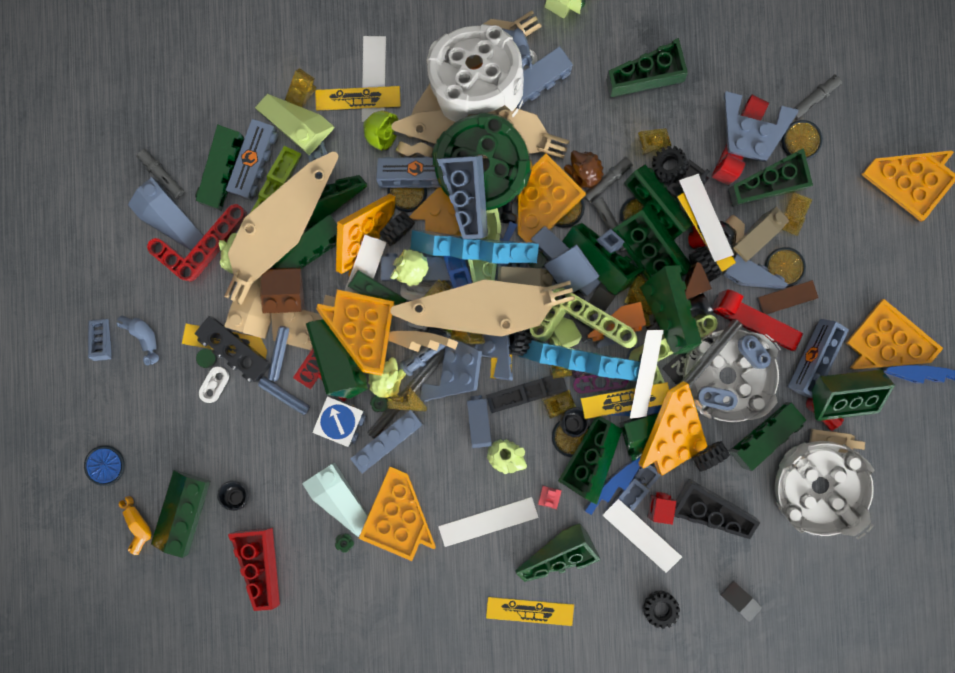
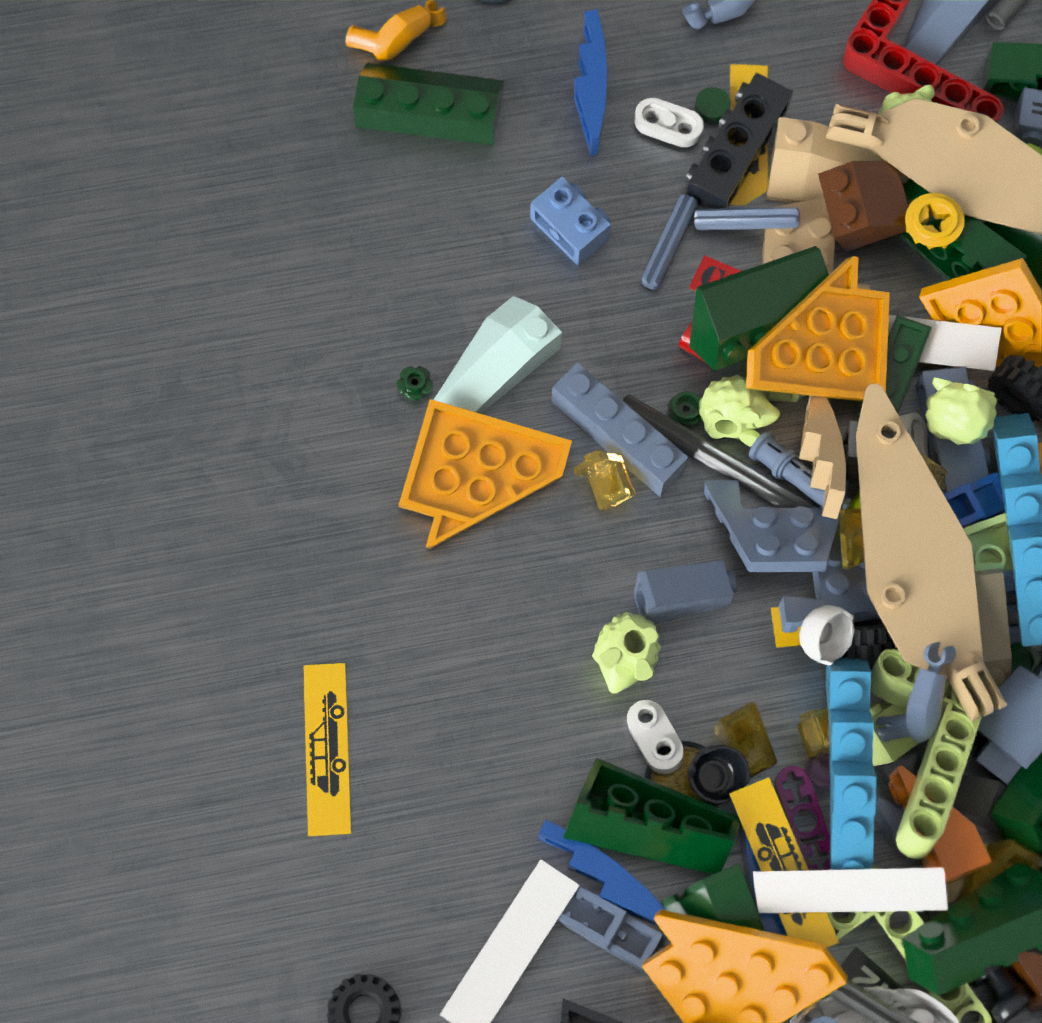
camera: 80 degrees right, 15 degrees down
(189, 423) = (592, 85): none -> blue slope
(232, 495) = (474, 177): black hair -> none
(258, 566) = (353, 237): red wedge -> none
(265, 447) = (570, 220): none -> medium blue brick
(294, 252) = (940, 207): none -> yellow gear
(339, 421) = (640, 340): piece -> none
(411, 402) = (702, 460): clear yellow slope -> none
(412, 450) = (607, 478): none -> clear yellow bracket
(488, 522) = (492, 644): white sticker -> none
(518, 360) = (827, 633): none -> white hair
(525, 393) = (756, 676): black slope -> none
(548, 448) = (654, 735): none -> white plate
(549, 497) = (558, 753): coral tile -> none
(563, 320) = (924, 702): none -> sand blue arm
(566, 550) = (456, 796): dark green wedge -> none
(661, 508) = (575, 975): red brick -> none

